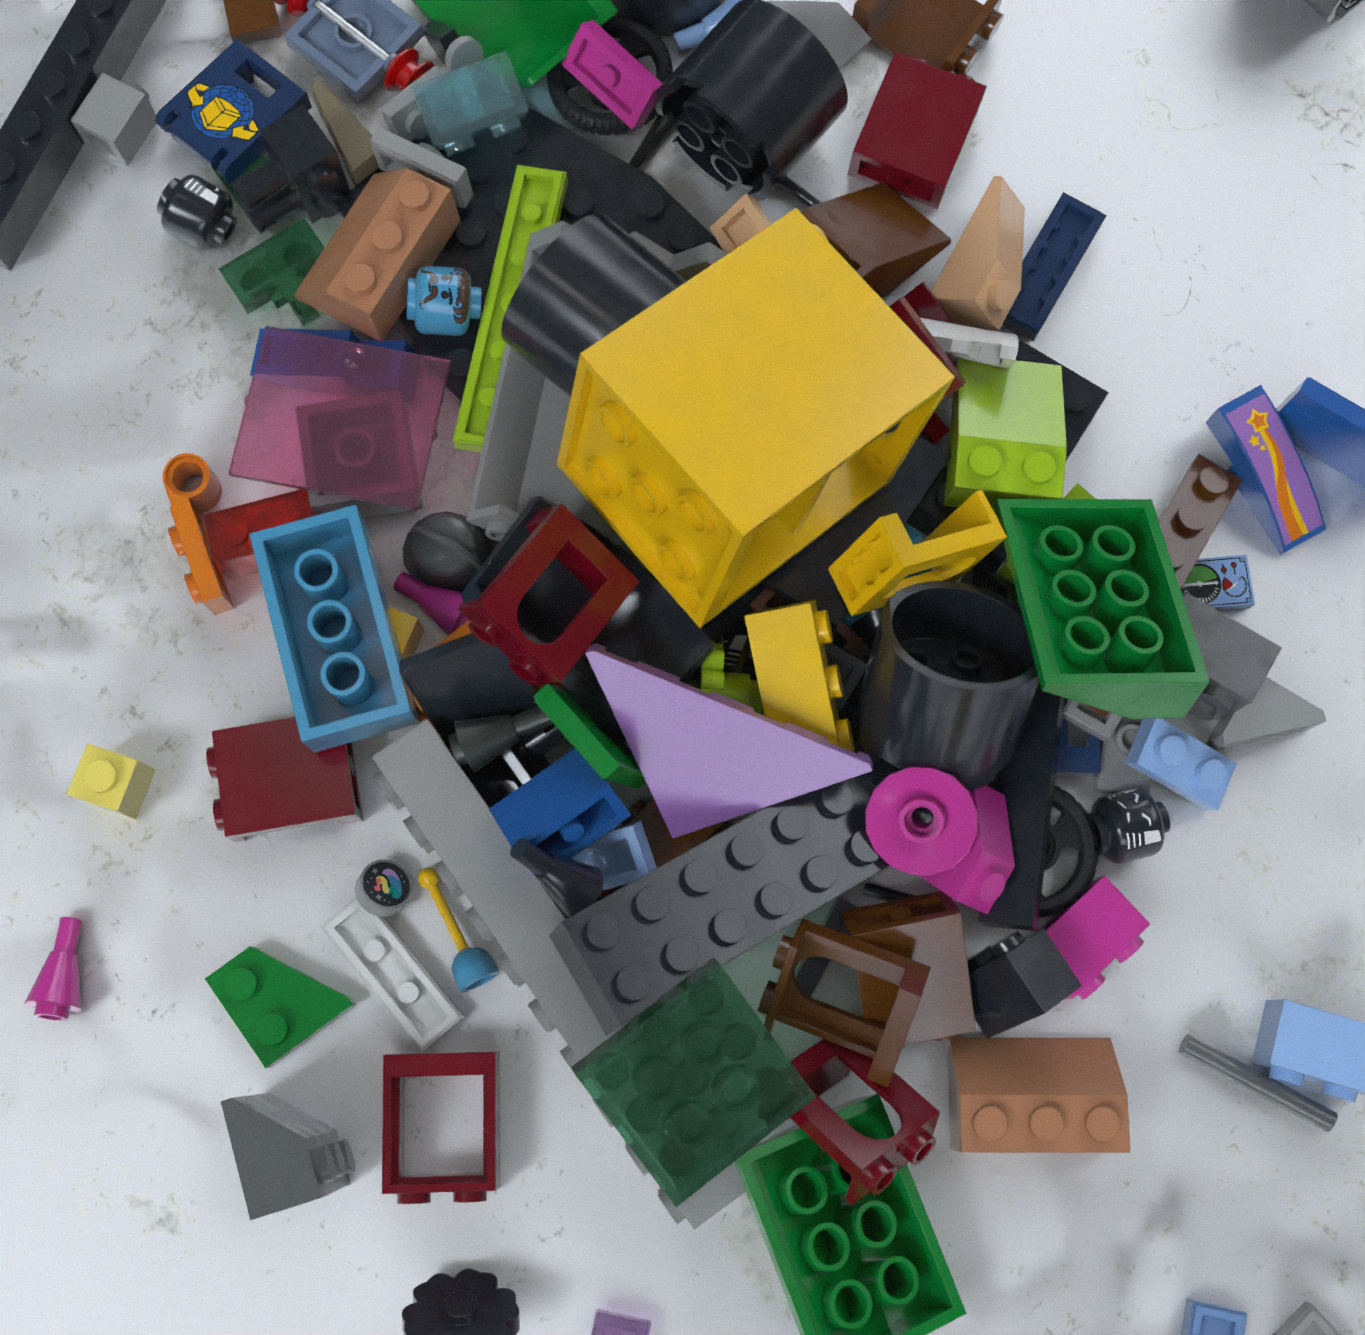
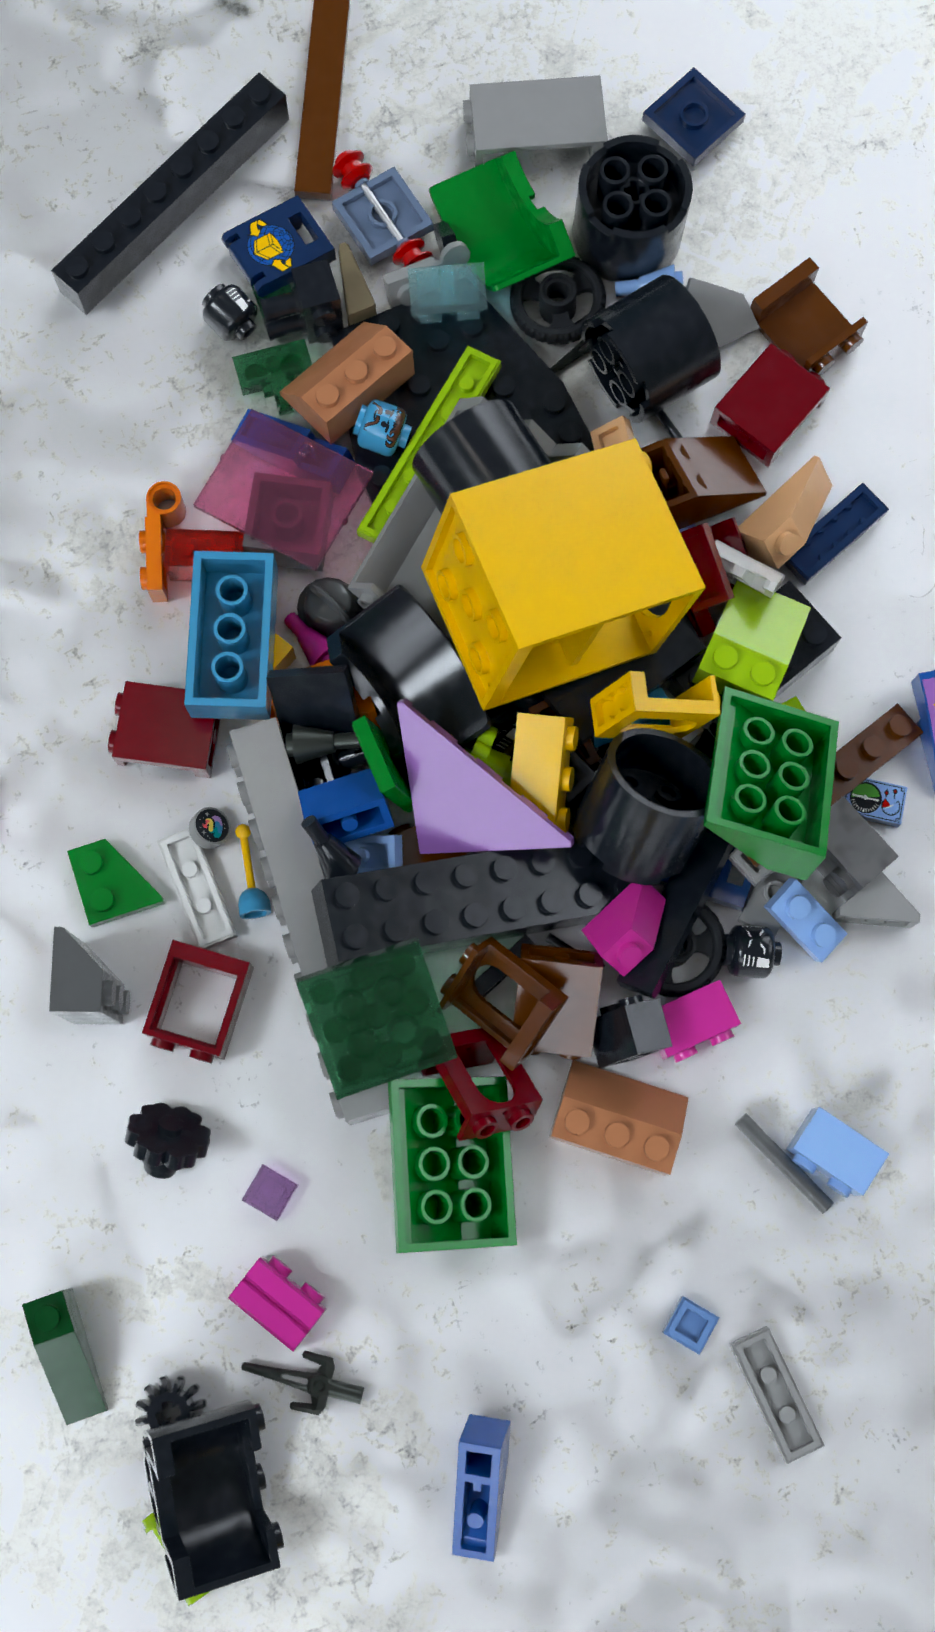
camera: 20 degrees right, 0 degrees up
(111, 781) = (45, 695): light yellow brick -> none
(115, 118) = (193, 227): light grey brick -> none
(398, 153) = (401, 323): light grey plate -> none
(494, 614) = (342, 656): dark red panel -> none
(612, 74) = (556, 300): dark pink plate -> none
(915, 845) = (582, 907): dark pink dish -> none

